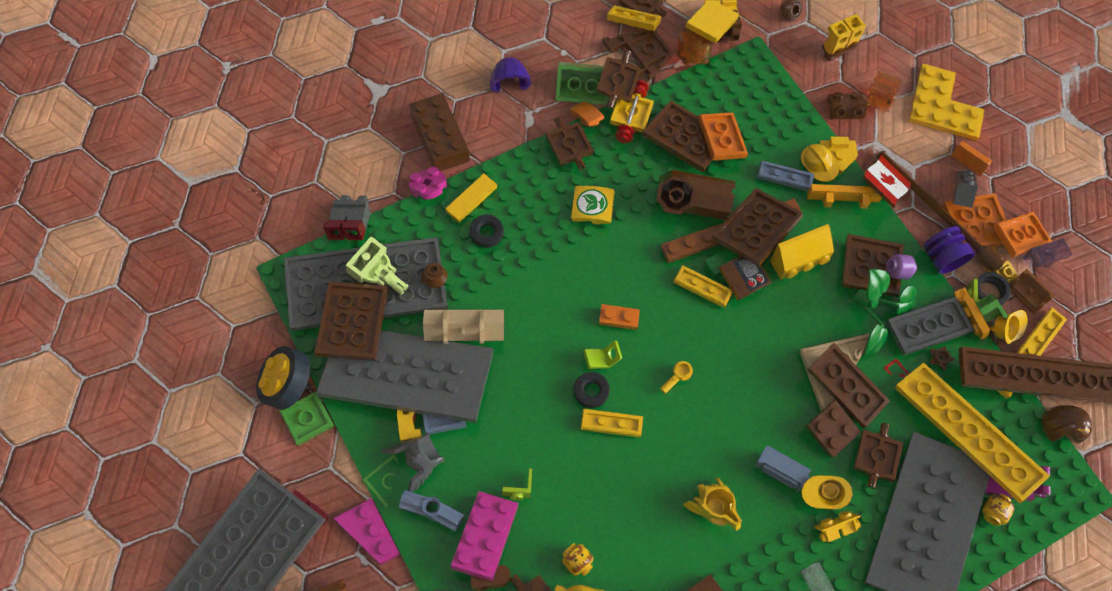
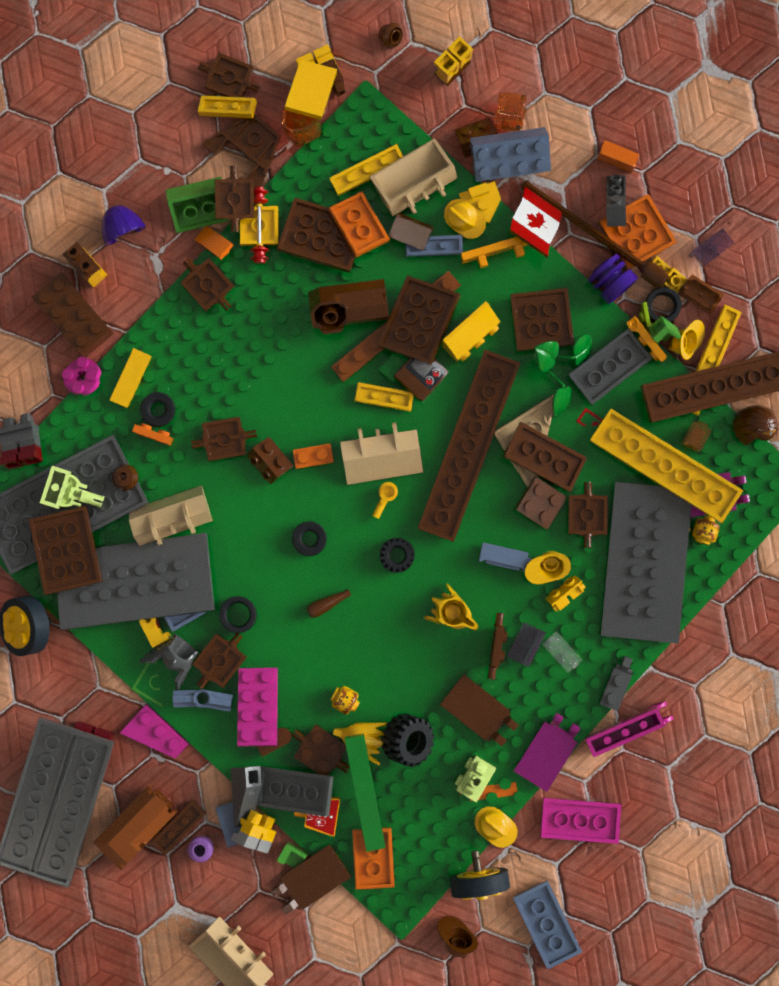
camera: 15 degrees left, 20 degrees up
(307, 418) = (61, 651): bright green tile -> none
(462, 477) = (219, 660): none -> reddish brown plate
(466, 93) = (85, 264): none -> reddish brown hips
(470, 246) = (160, 436): none -> orange plate
(491, 423) = (223, 614): none -> black tyre
(518, 493) = (275, 660): lime bracket -> none
(539, 274) = (224, 439): none -> reddish brown plate
(576, 306) = (269, 460): none -> reddish brown bracket
(587, 457) = (323, 605): none -> reddish brown piece
(592, 204) = (251, 345): slope -> none
(602, 357) = (308, 504): lime bracket -> none
(611, 423) = (337, 564): yellow tile -> none
(666, 441) = (385, 555): none -> black tyre
(686, 335) = (381, 456): none -> tan piece
(742, 98) = (360, 172): none -> yellow plate
(758, 546) = (496, 654): none -> reddish brown plate
(768, 155) = (410, 231): none -> reddish brown panel
(772, 356) = (468, 445): none -> reddish brown plate
(783, 116) = (414, 177): none -> tan piece
(783, 566) = (526, 644): none -> panel
(876, 122) = (510, 154): none -> sand blue brick
(901, 266) = (568, 317): medium lavender head -> none
(936, 110) = (571, 109): yellow plate -> none
(946, 357) = (632, 394): reddish brown plate -> none
(1005, 415) = (696, 436): none -> clear orange brick
(1021, 234) = (683, 233): orange tile -> none

